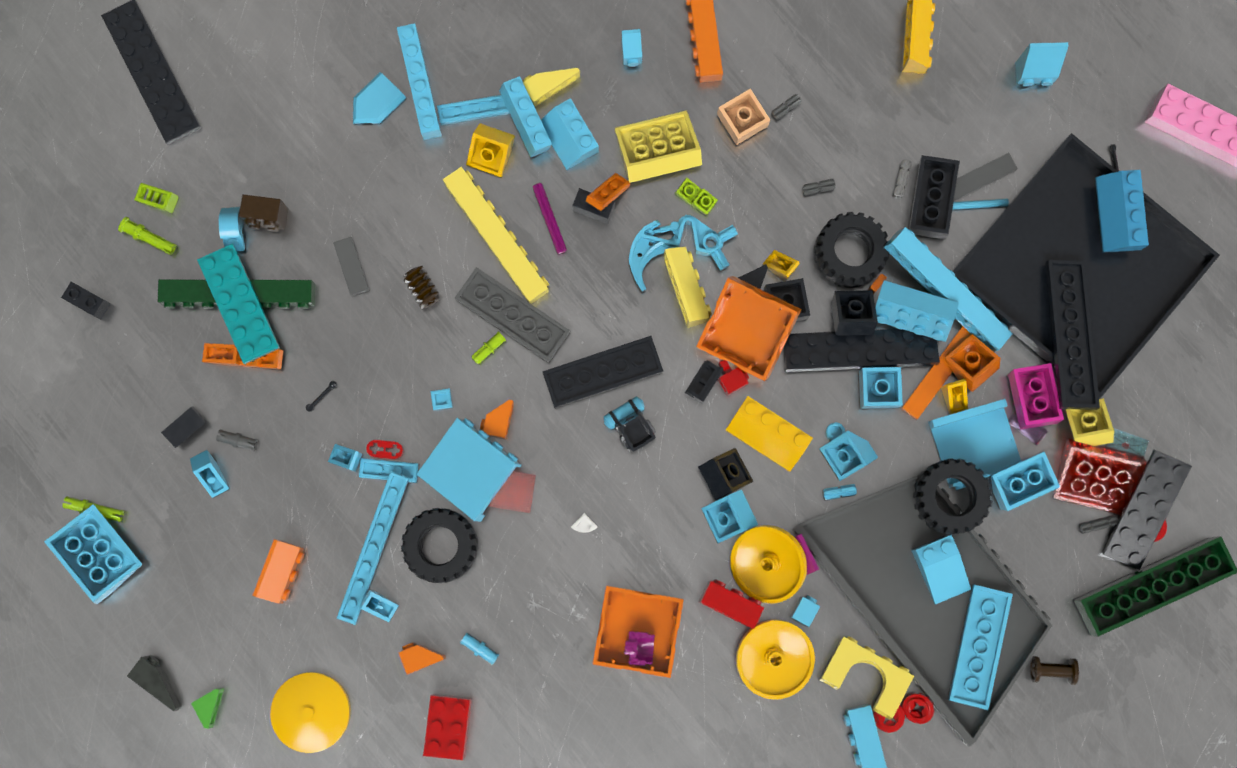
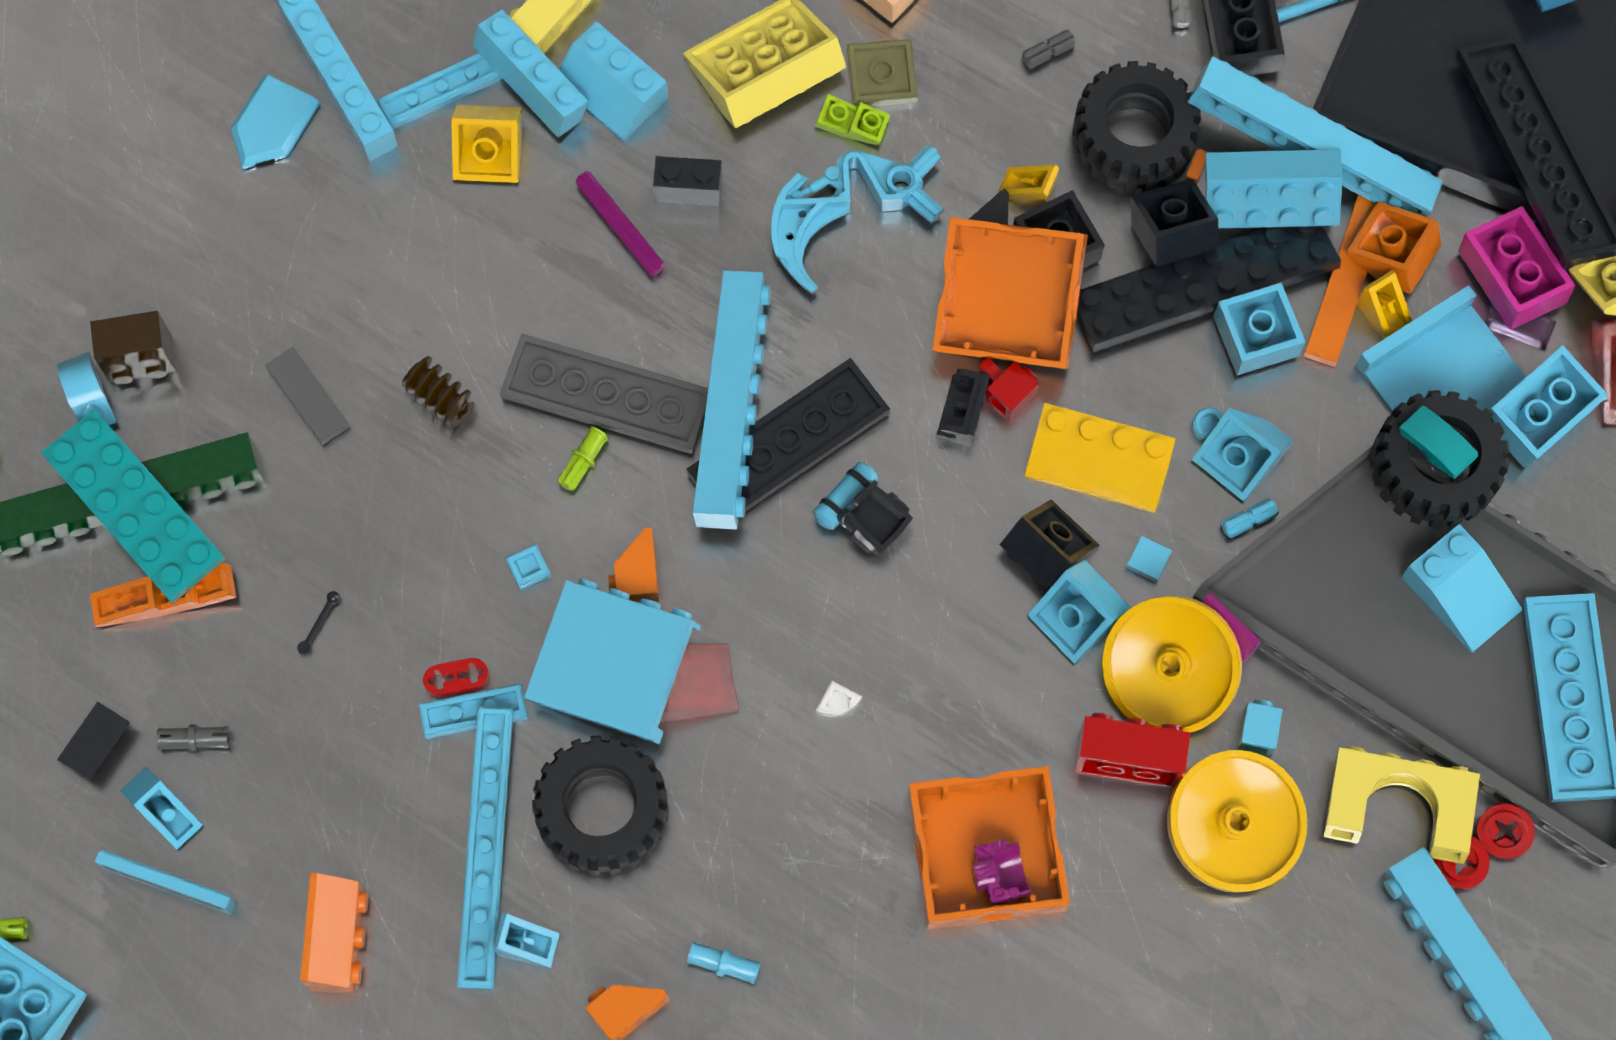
camera: 15 degrees left, 10 degrees down
(200, 515) = (166, 882): none -> medium azure tile
(345, 457) = (392, 710): medium azure slope -> none
(495, 235) = (539, 274): light yellow brick -> none
(577, 340) = (730, 400): none -> medium azure brick
(608, 191) = (705, 148): orange tile -> none
(686, 286) = (883, 263): light yellow slope -> none
(721, 173) = (882, 73): none -> olive tile
(777, 497) = (1149, 559): none -> medium azure tile
(953, 491) = (1439, 440): none -> teal slope

